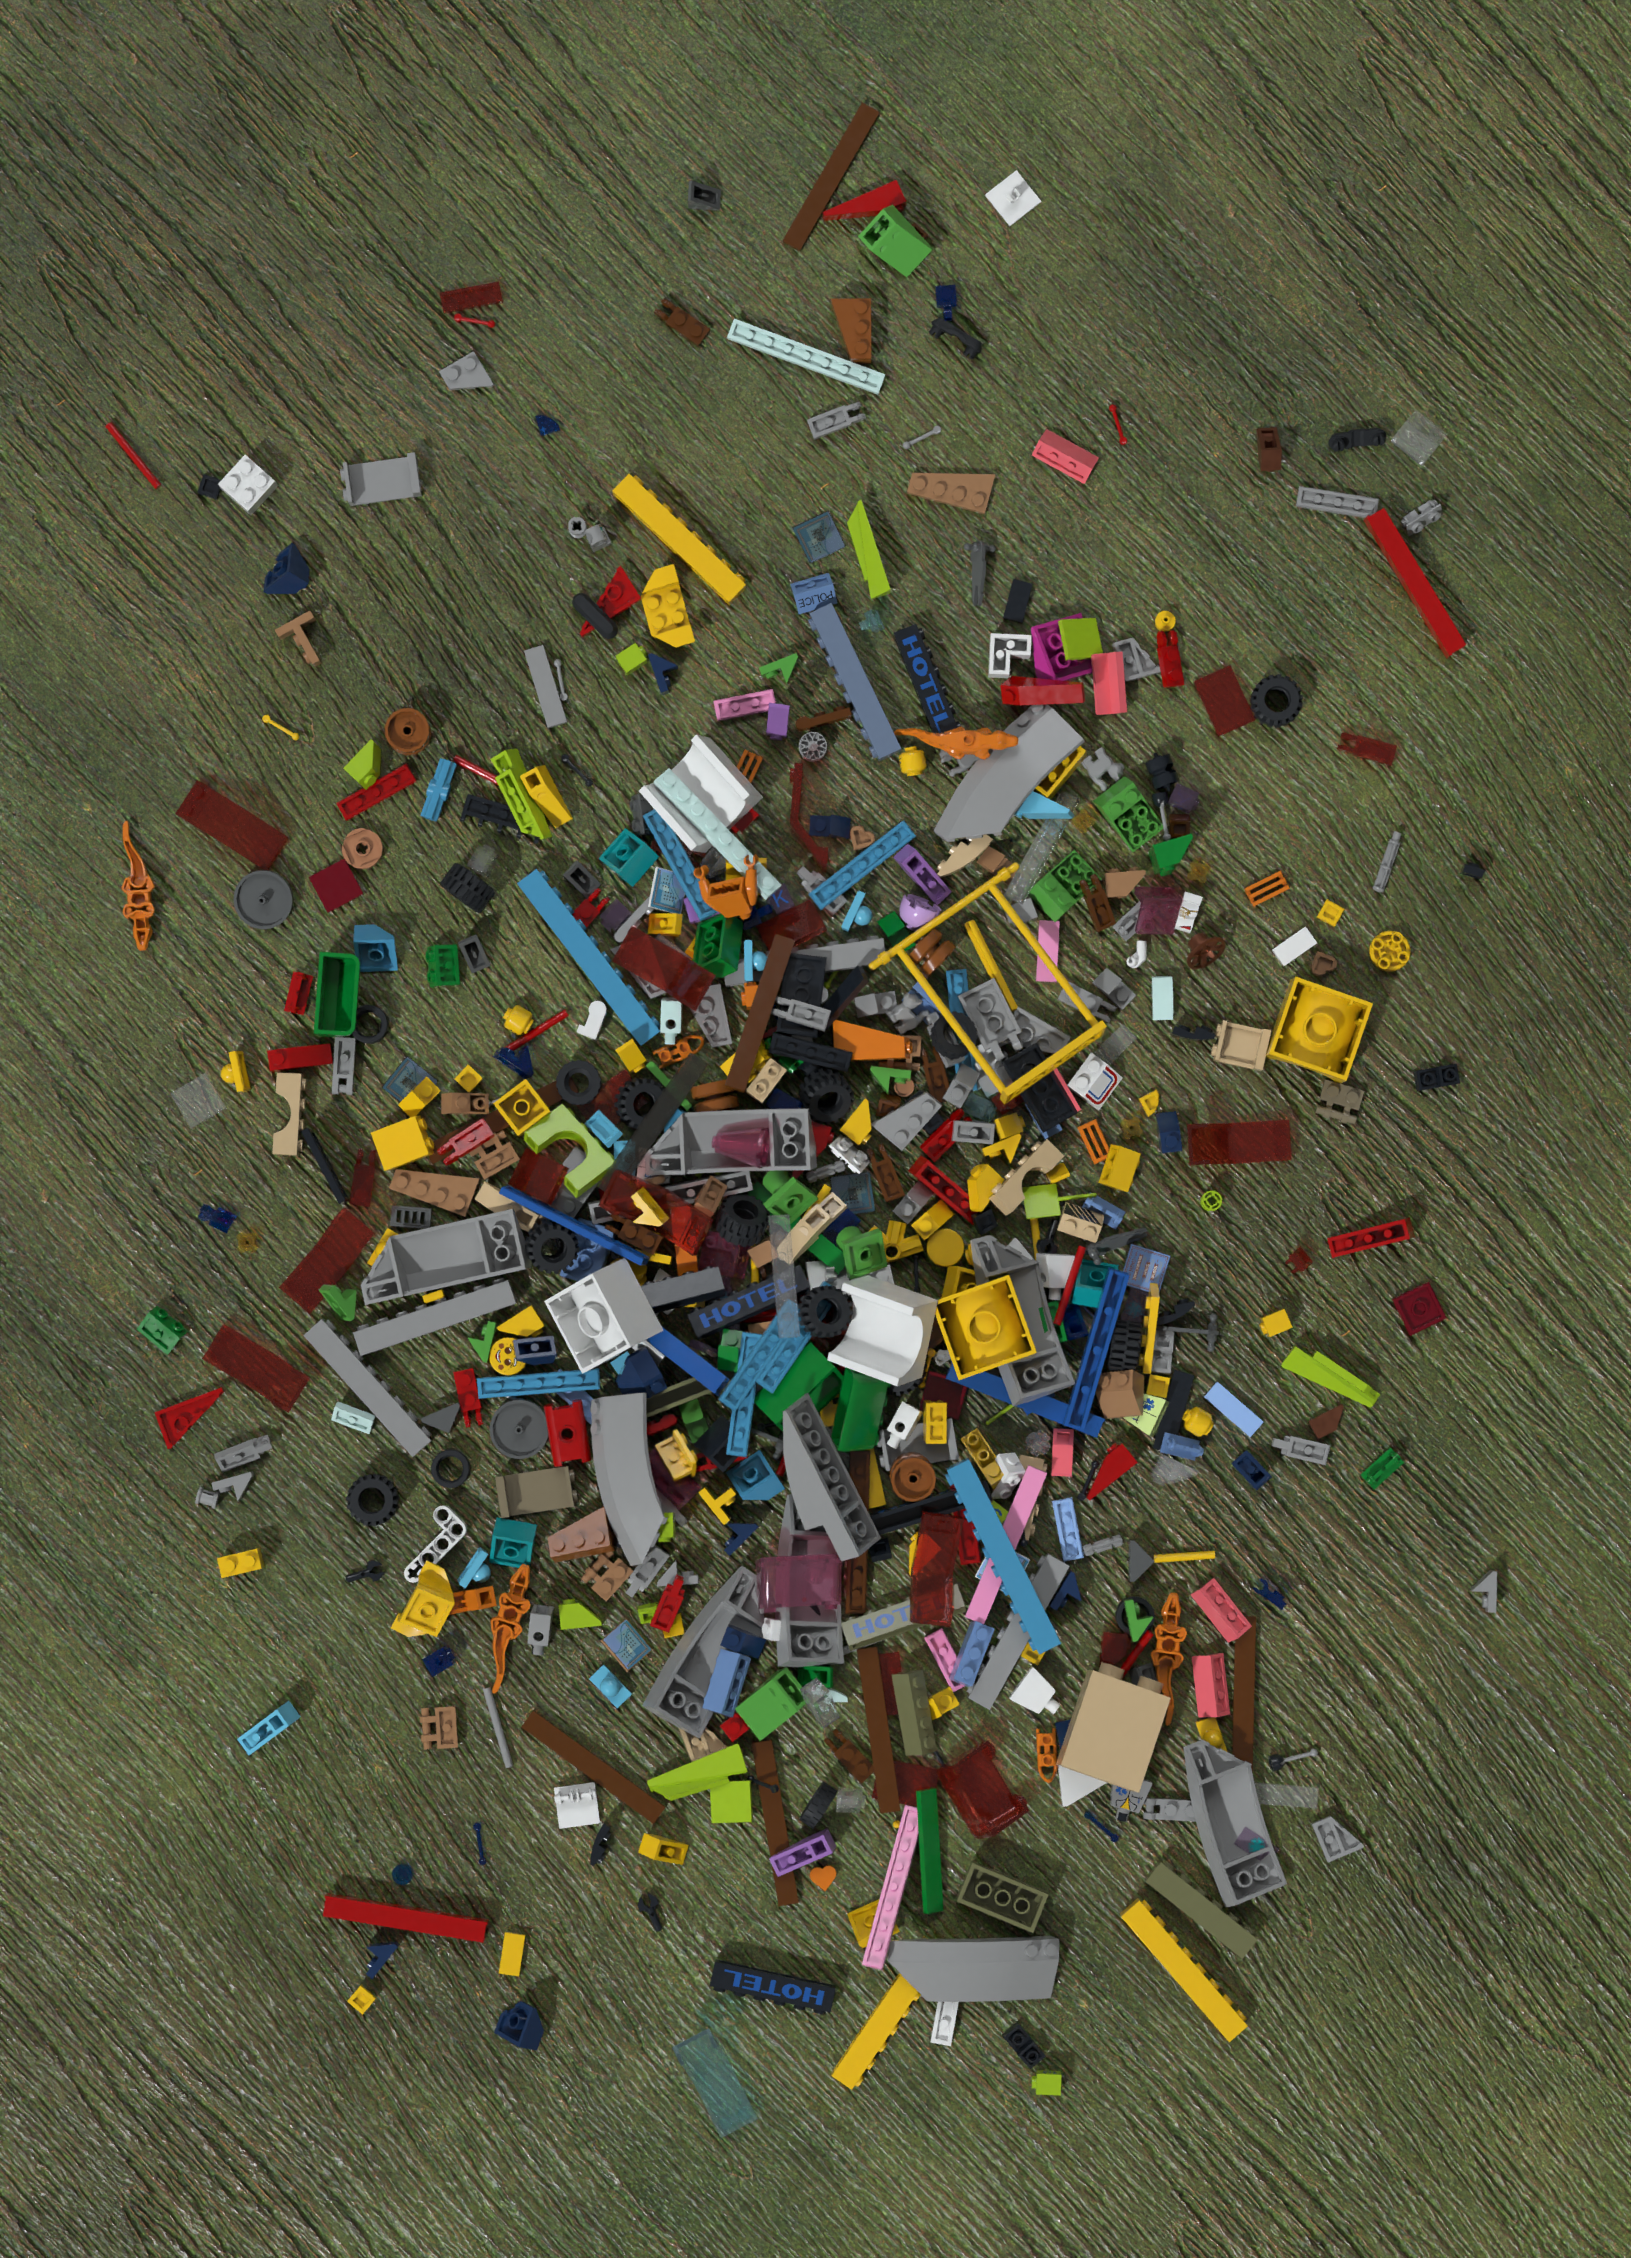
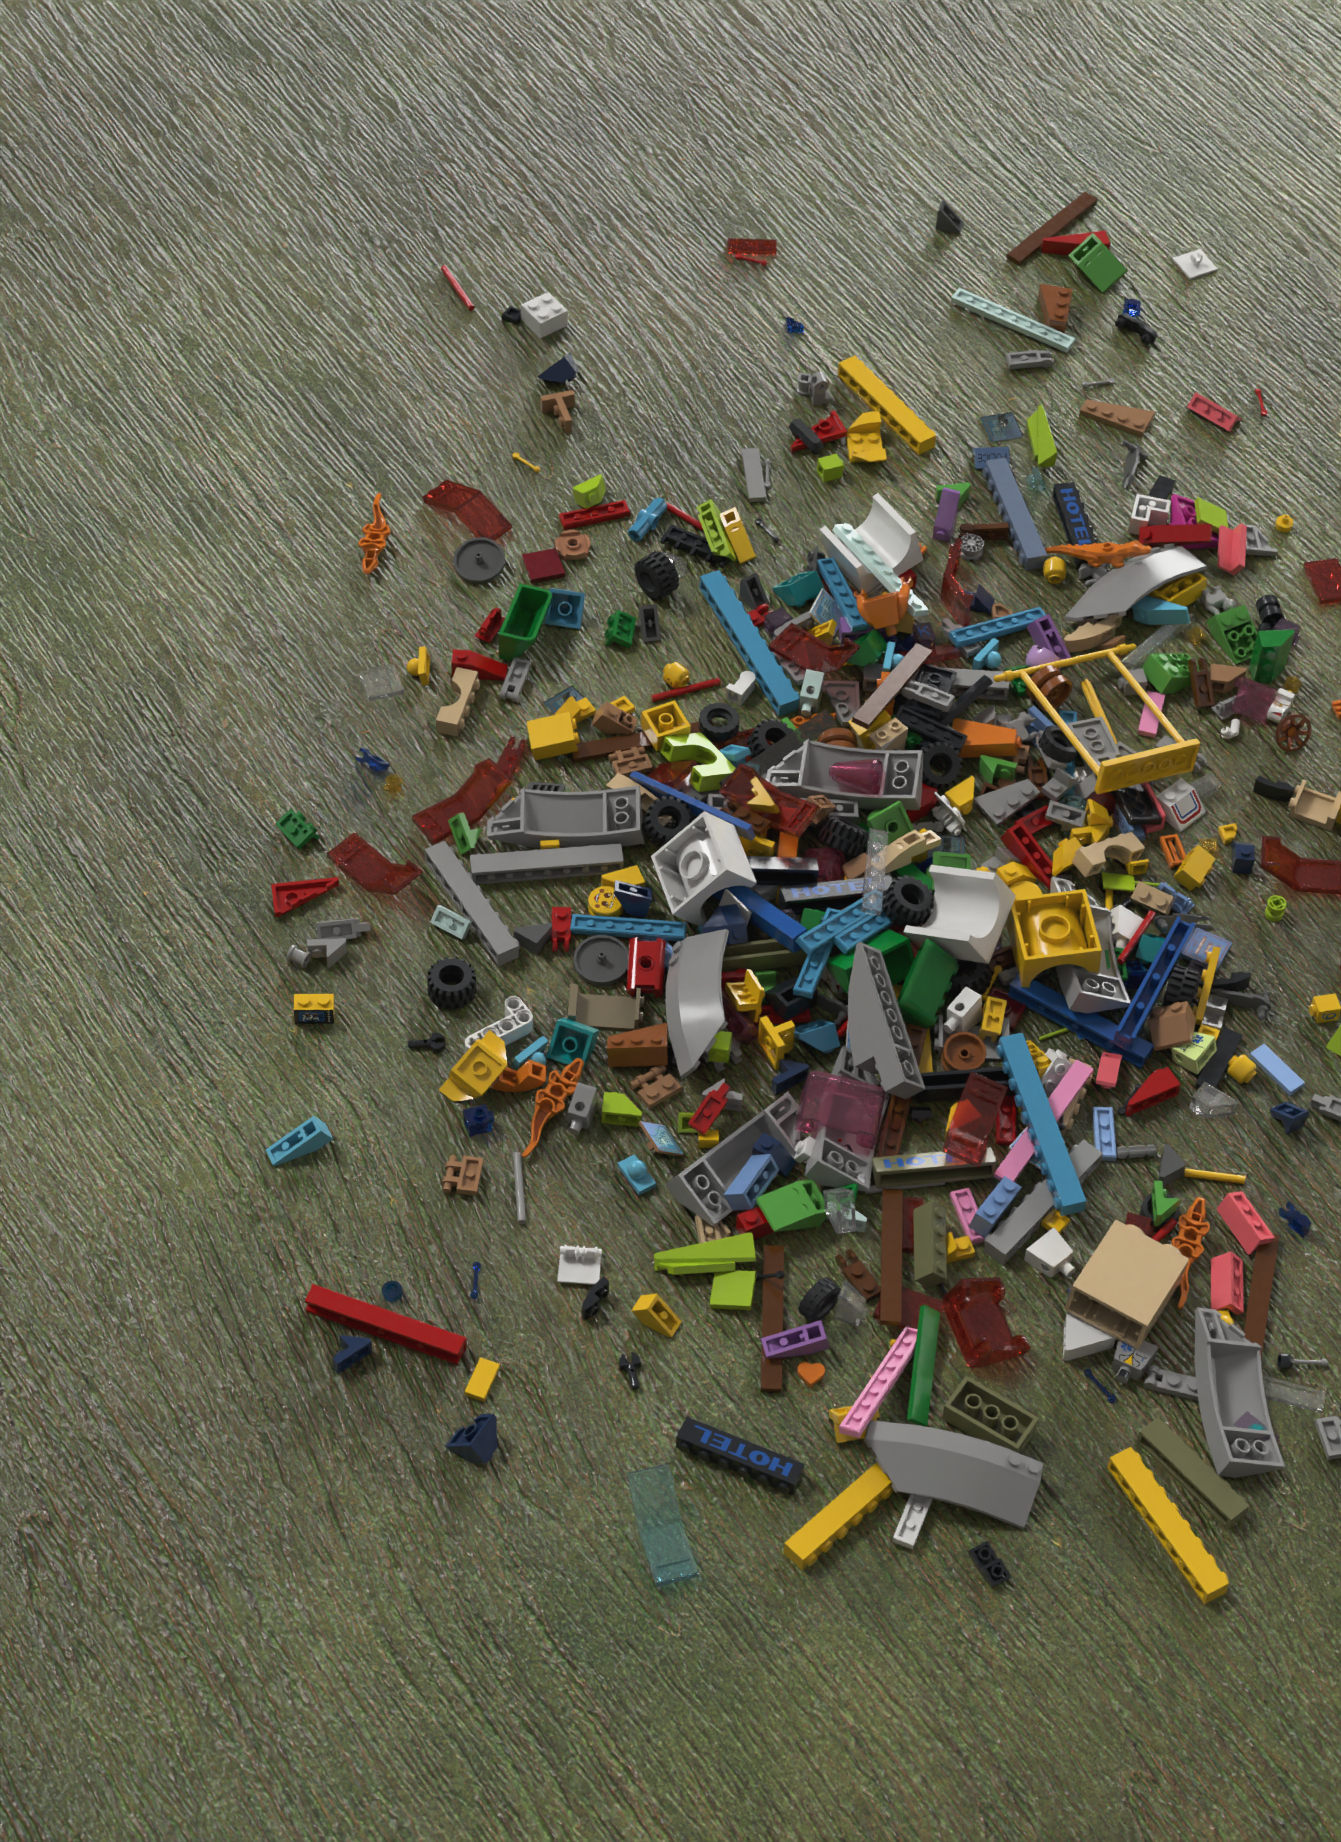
camera: 10 degrees right, 35 degrees down
(325, 1166) = (478, 731): black tile -> none
(361, 1999) = (320, 1387): yellow plate -> none
(381, 480) = (652, 334): light grey panel -> none
(384, 1024) = (548, 666): black tyre -> none
(415, 741) = (632, 476): dark orange wheel -> none
(441, 1190) = (573, 777): medium nougat wing -> none
(449, 1453) = (530, 964): black tyre -> none
(466, 374) = (736, 286): light grey wing -> none
(466, 1141) = (608, 743): hinge -> none
(483, 1347) = (583, 889): bright green slope -> none
(519, 1064) = (661, 694): clear blue slope -> none
(593, 1767) = (604, 1237): reddish brown tile -> none
(631, 1056) = (769, 706): yellow slope -> none
(646, 1572) = (693, 1088): light grey hinge -> none
(661, 666) = (854, 479): dark blue slope -> none
(683, 323) = (916, 286): reddish brown hinge -> none
(743, 705) = (916, 514): bright pink tile -> none
(886, 1175) = (979, 838): reddish brown hinge -> none
(1038, 1443) = (1087, 1055): clear gear -> none
(1046, 1759) = (1055, 1314): orange piece -> none
(1047, 2082) = (1008, 1600): lime brick -> none
(1068, 1586) = (1096, 1177): dark blue slope -> none
(1114, 988) = (1210, 750): light grey slope -> none
(1162, 998) = (1249, 762): light aqua slope -> none
(1169, 659) = (1285, 545): red hinge -> none
(1181, 1446) = (1220, 1081): medium blue hinge -> none

